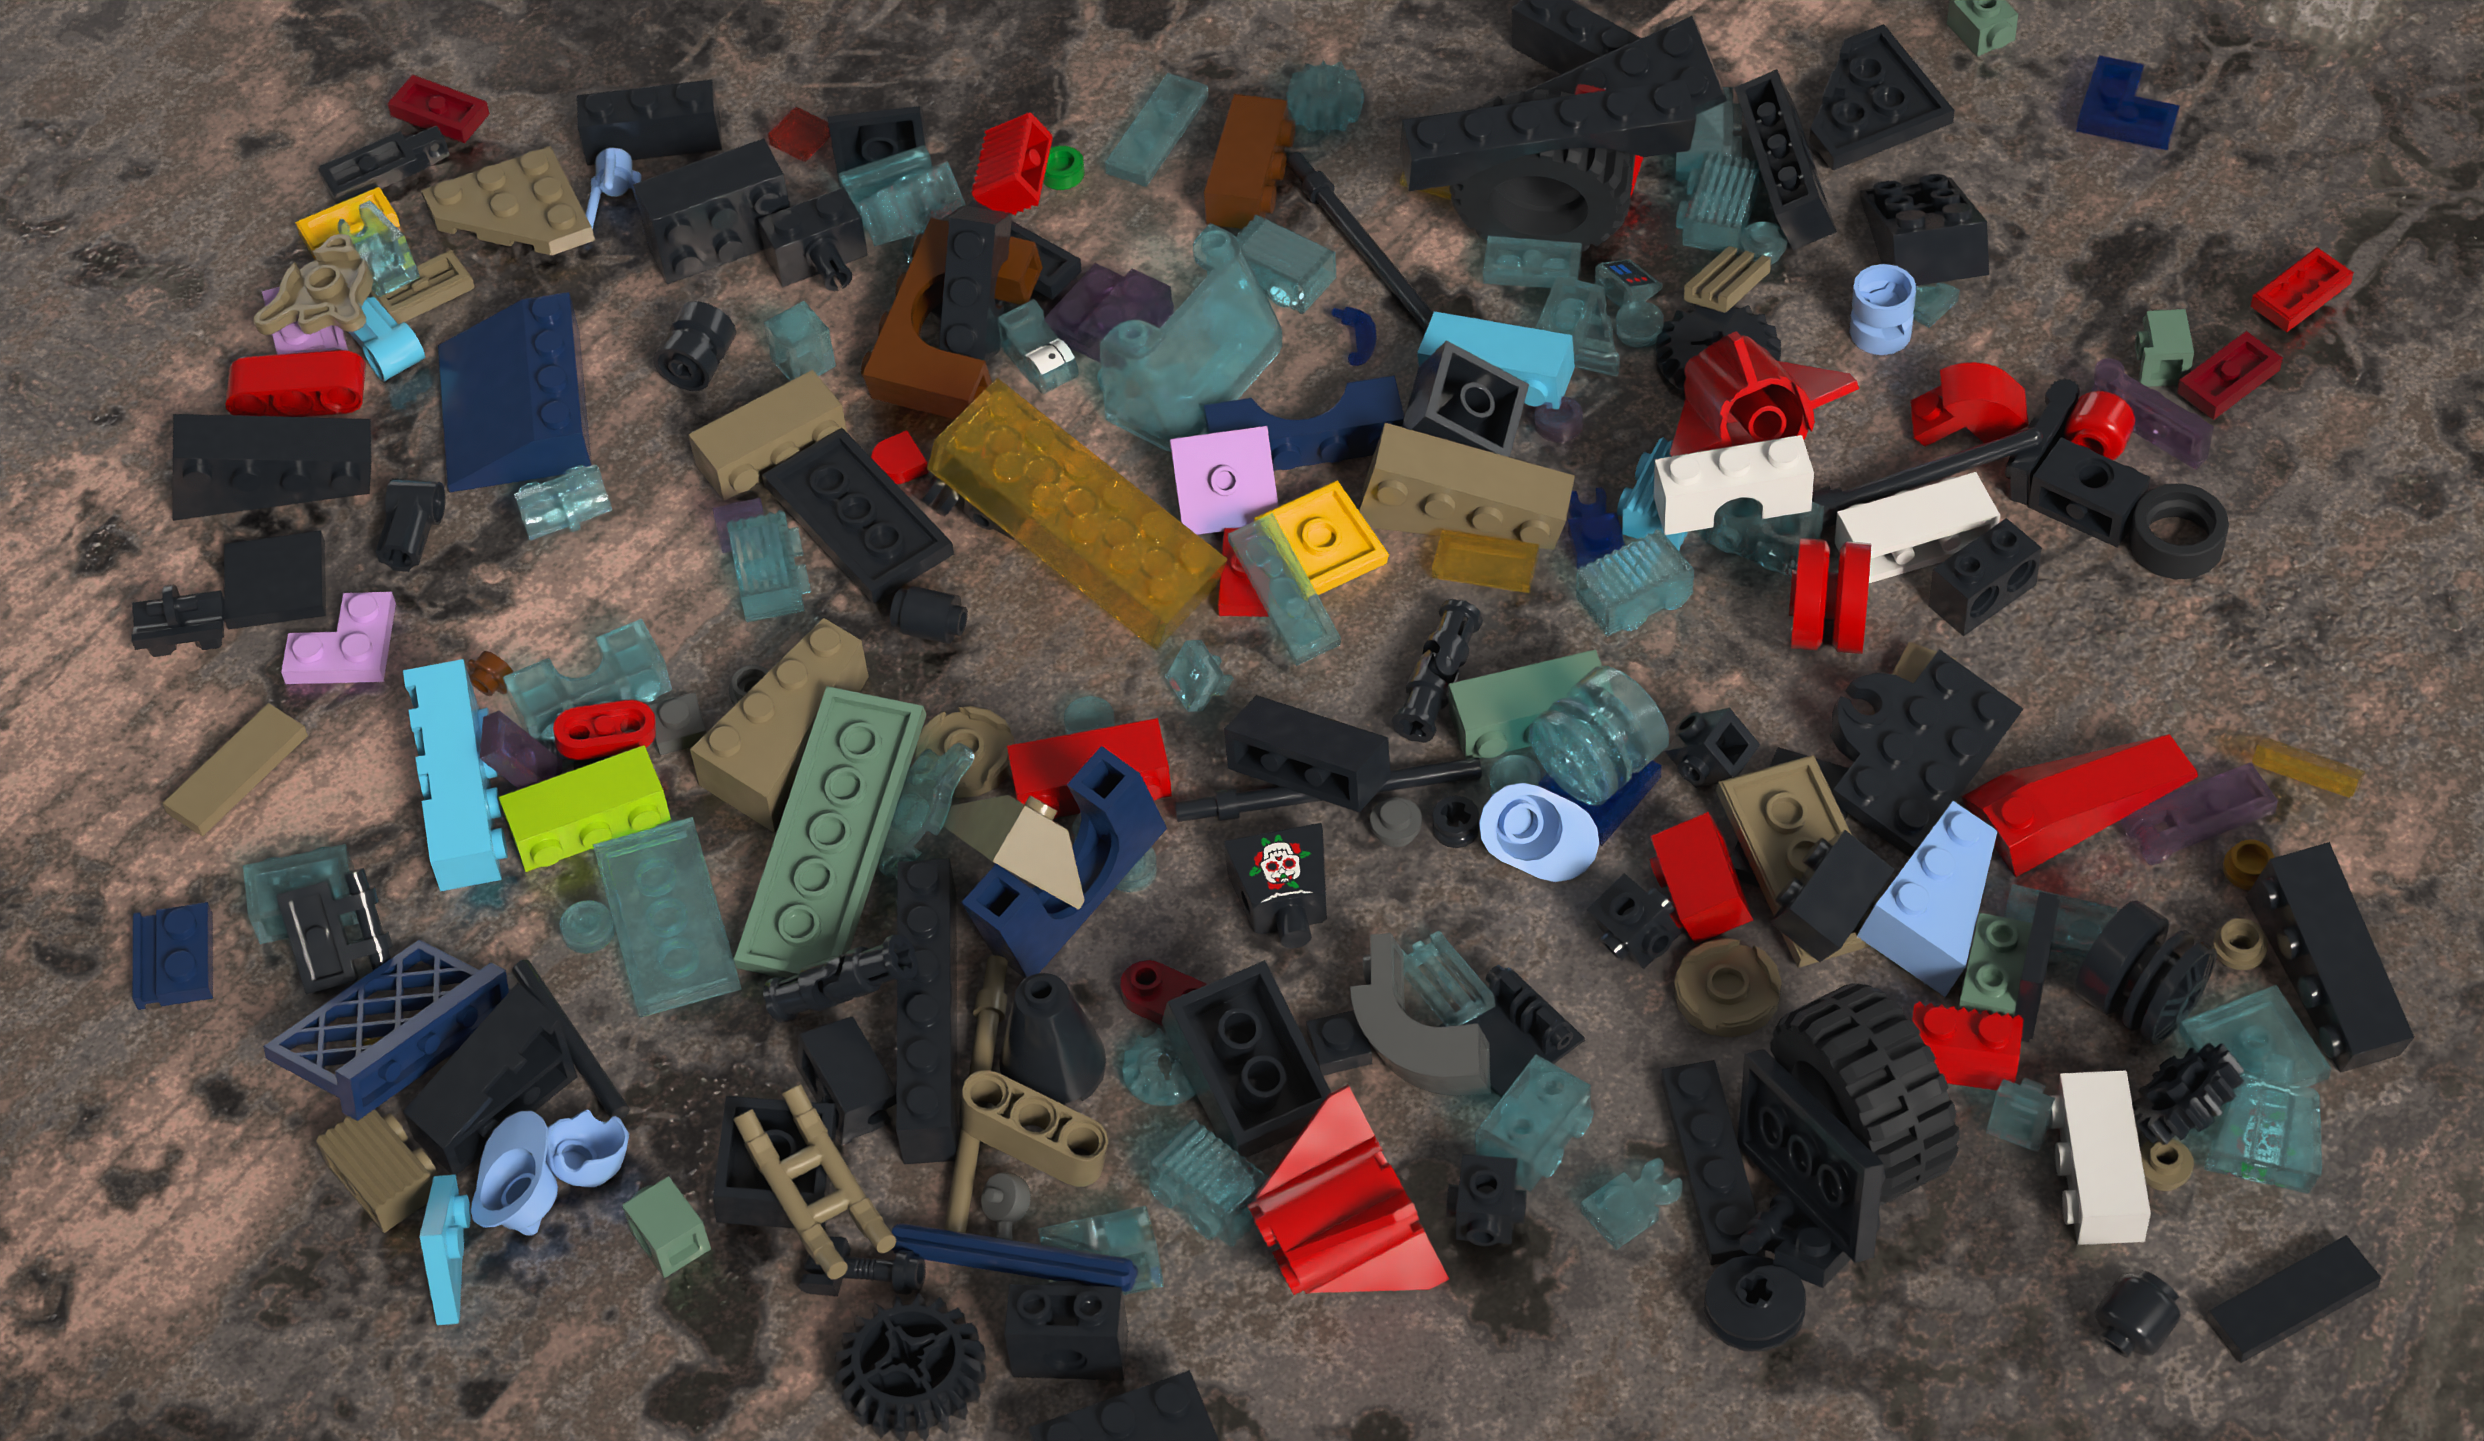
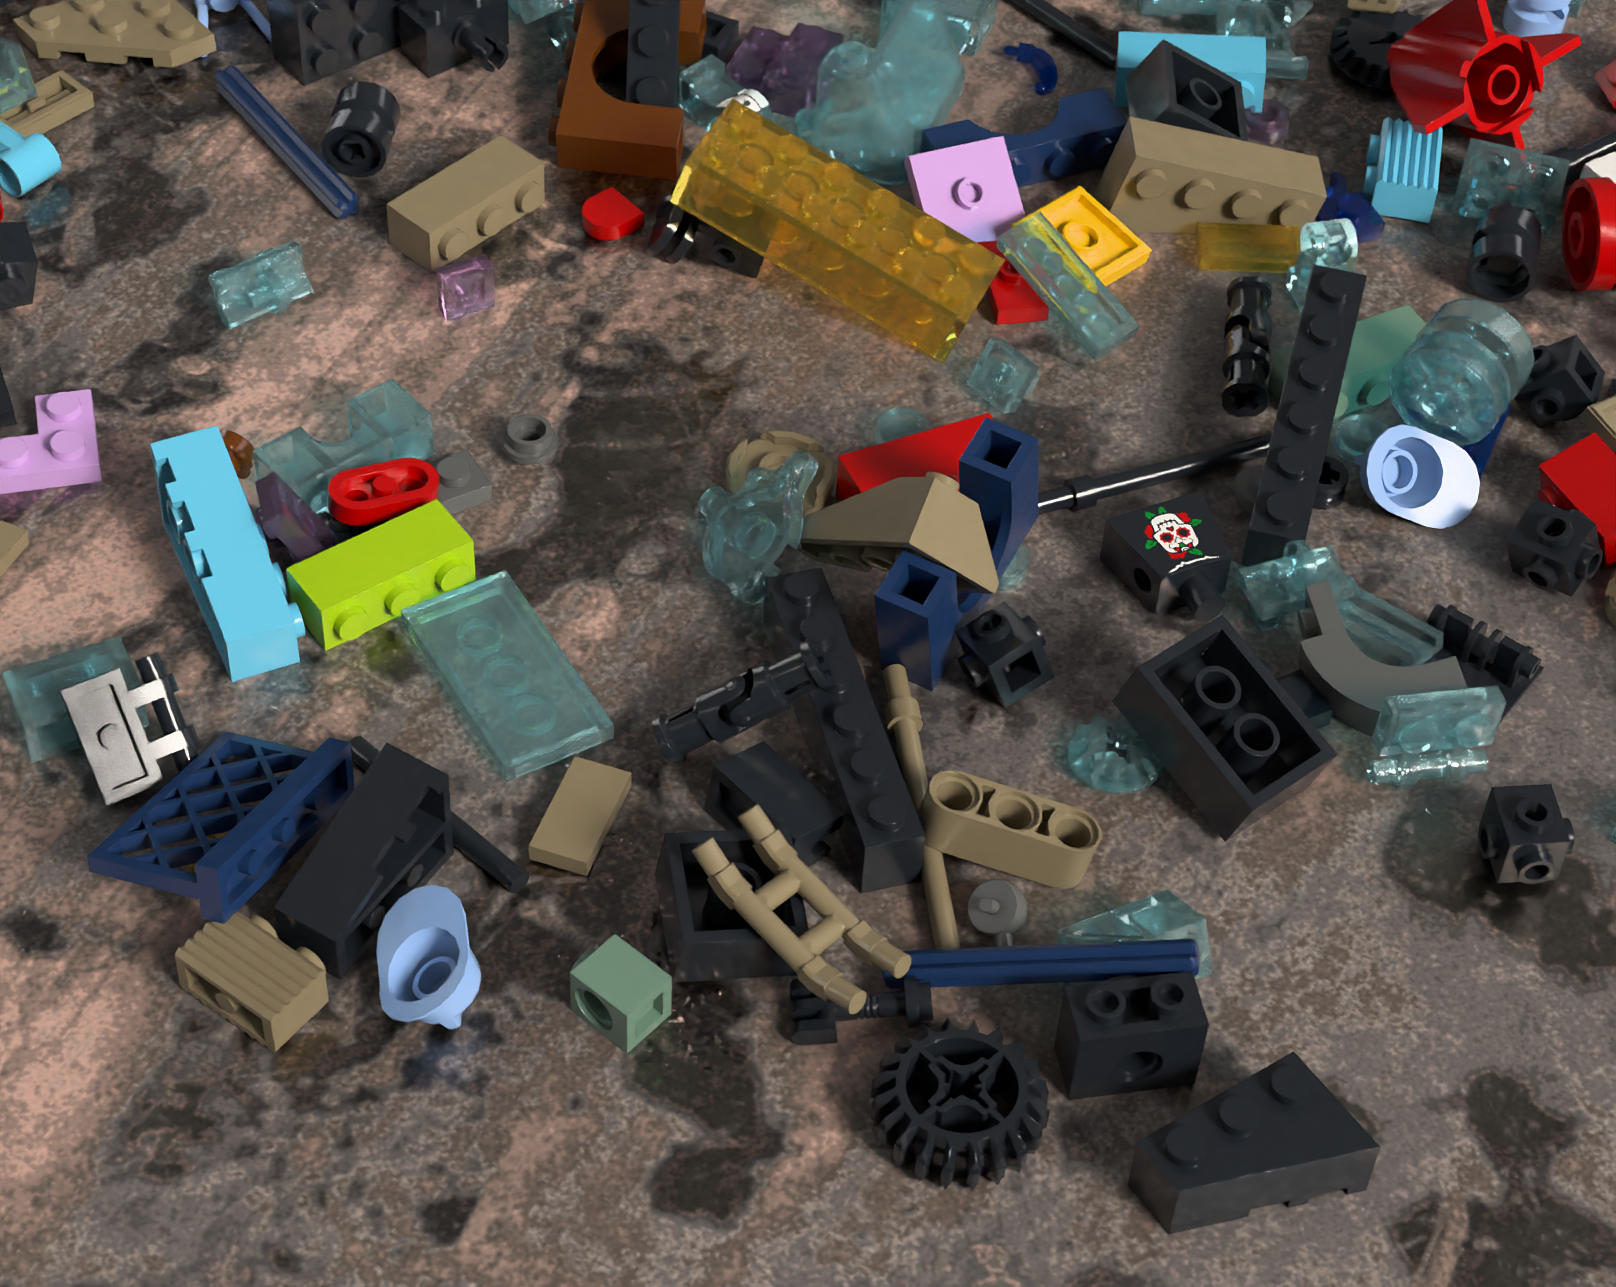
camera: 20 degrees left, 5 degrees down
(410, 513) = (91, 313): black piece -> none
(443, 1246) = (367, 1046): medium azure wing -> none
(515, 396) = (175, 193): dark blue slope -> none
(586, 1149) = (503, 924): light blue hair -> none
(587, 926) = (417, 695): clear light blue tile -> none
(630, 348) = (287, 142): none -> dark blue axle
(688, 1059) = (580, 816): none -> dark tan tile
(761, 741) = (575, 471): dark tan wedge -> none
(766, 566) = (507, 322): clear light blue brick -> none
(799, 342) = (472, 114): clear light blue brick -> none
(830, 833) = (674, 564): sand green plate -> none
(858, 515) = (588, 267): black plate -> none
(928, 614) = (698, 348): black brick -> none
(1051, 1042) = (996, 727): black cone -> none
(1090, 960) = (1004, 654): none -> black brick
(1151, 999) = (1084, 683): dark red plate -> none
(1206, 1182) = (1219, 860): clear light blue brick -> none
(1307, 753) = (1155, 430): black brick -> none
(1343, 1211) = (1394, 860): red brick -> none
(1400, 915) = (1279, 584): none -> clear light blue hips
(1407, 820) = (1305, 414): none -> black arch
(1449, 1085) = (1432, 722): none -> clear light blue plate
(1535, 594) = (1324, 244): none -> clear light blue leg
(1536, 1120) = (1539, 744): clear light blue brick -> none
(1634, 583) = (1410, 249): clear light blue brick -> none
(1639, 324) = (1309, 35): clear light blue tile -> none
(1698, 483) = (1452, 146): white arch -> none
(1722, 600) = (1504, 254): none -> black wheel

